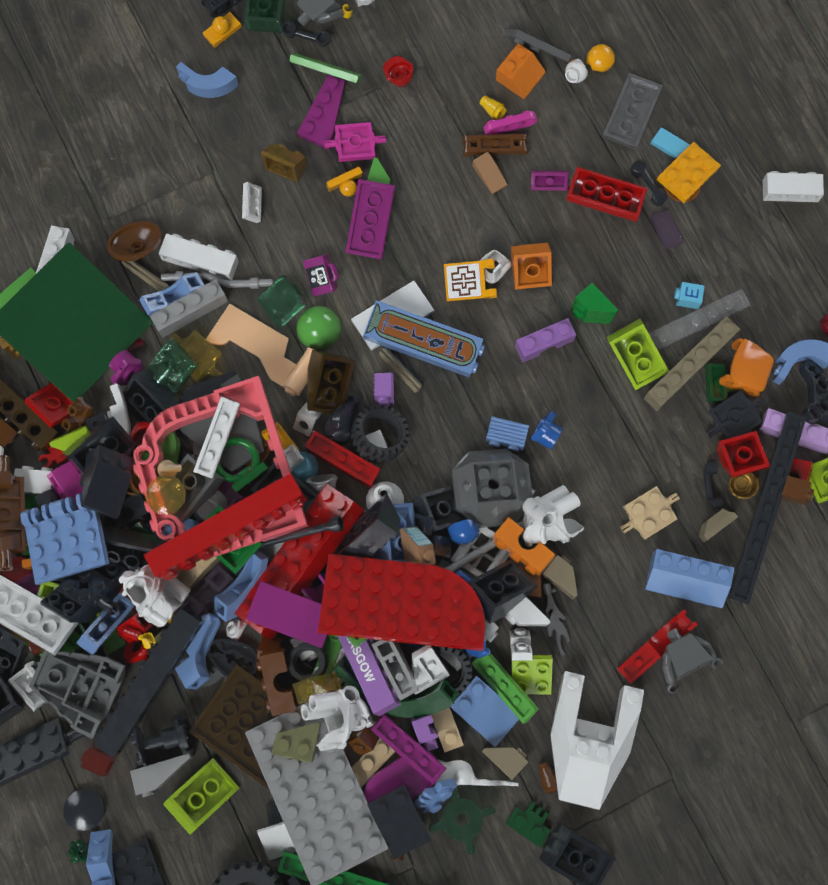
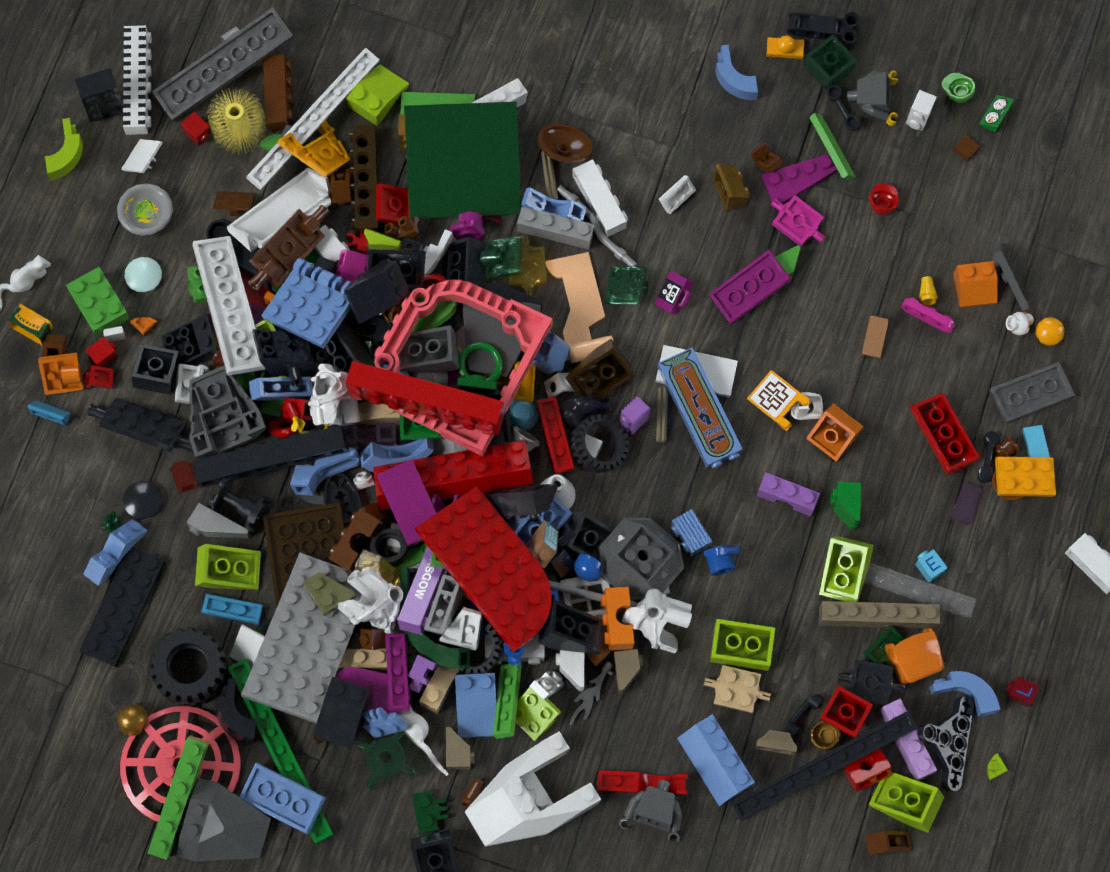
camera: 40 degrees right, 5 degrees down
(165, 494) = (407, 338): clear yellow dish -> none
(168, 468) = (426, 324): tan plate -> none
(216, 437) = (480, 333): white tile -> none
(235, 822) = (232, 609): none -> dark azure tile
(281, 401) = (551, 354): none -> medium blue brick
(289, 119) = (765, 159): none -> reddish brown bracket
(293, 457) = (521, 400): white tile -> none
(318, 327) = (634, 329): bright green piece -> none
(334, 524) = (500, 469): black piece -> none
(345, 182) = (760, 243): light orange tile -> none
(495, 144) = (901, 320): reddish brown plate -> none
(549, 180) = (915, 383): magenta slope -> none
(624, 478) = (742, 644): none -> lime brick
(655, 165) = (1006, 448): none -> reddish brown brick
(797, 491) = (856, 773): reddish brown brick -> none

